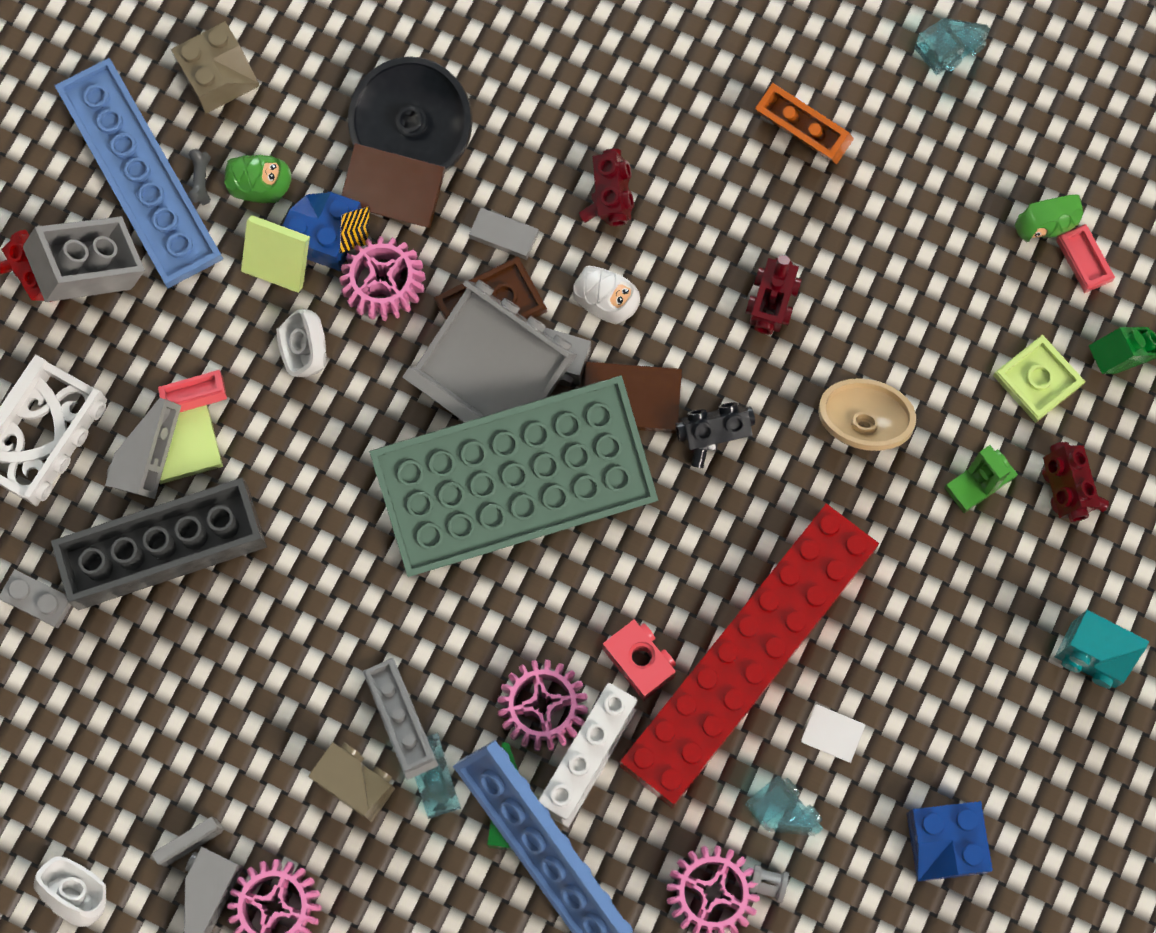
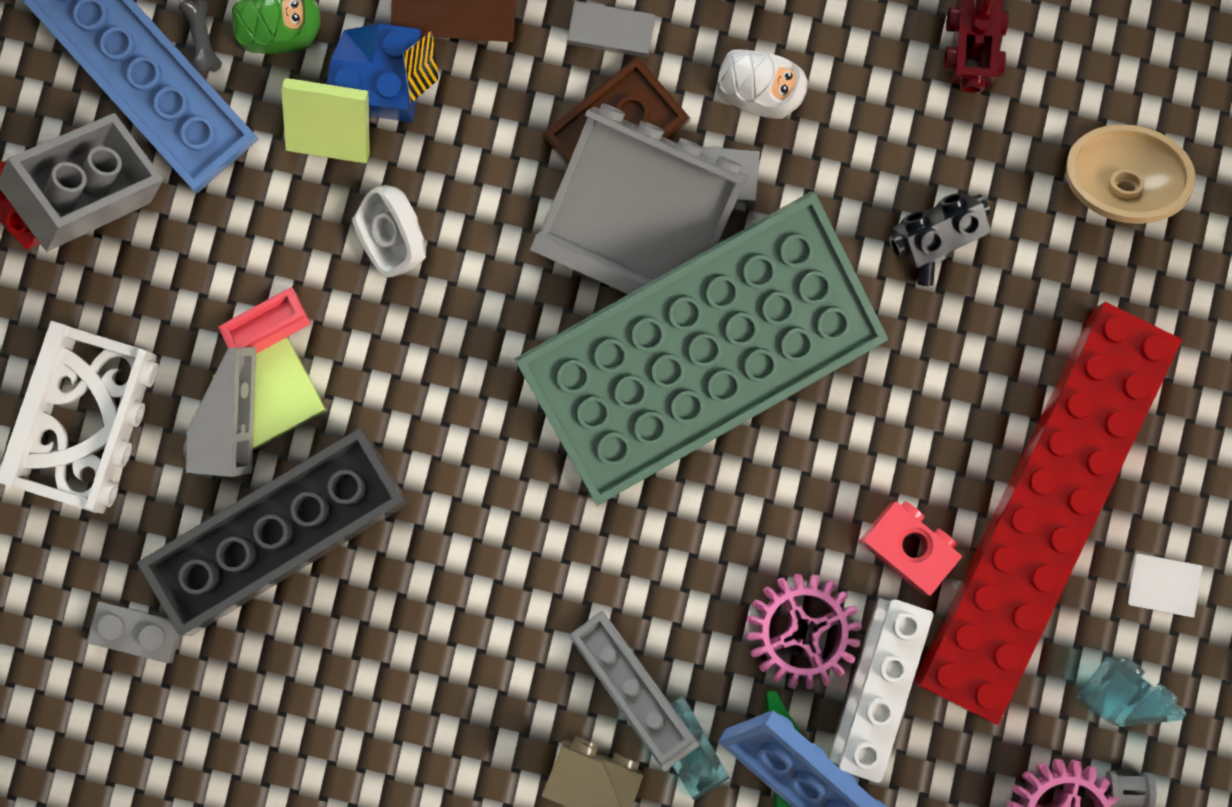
camera: 10 degrees left, 10 degrees up
(400, 260) = (481, 108): bright pink gear -> none
(651, 392) = (849, 195): reddish brown tile -> none

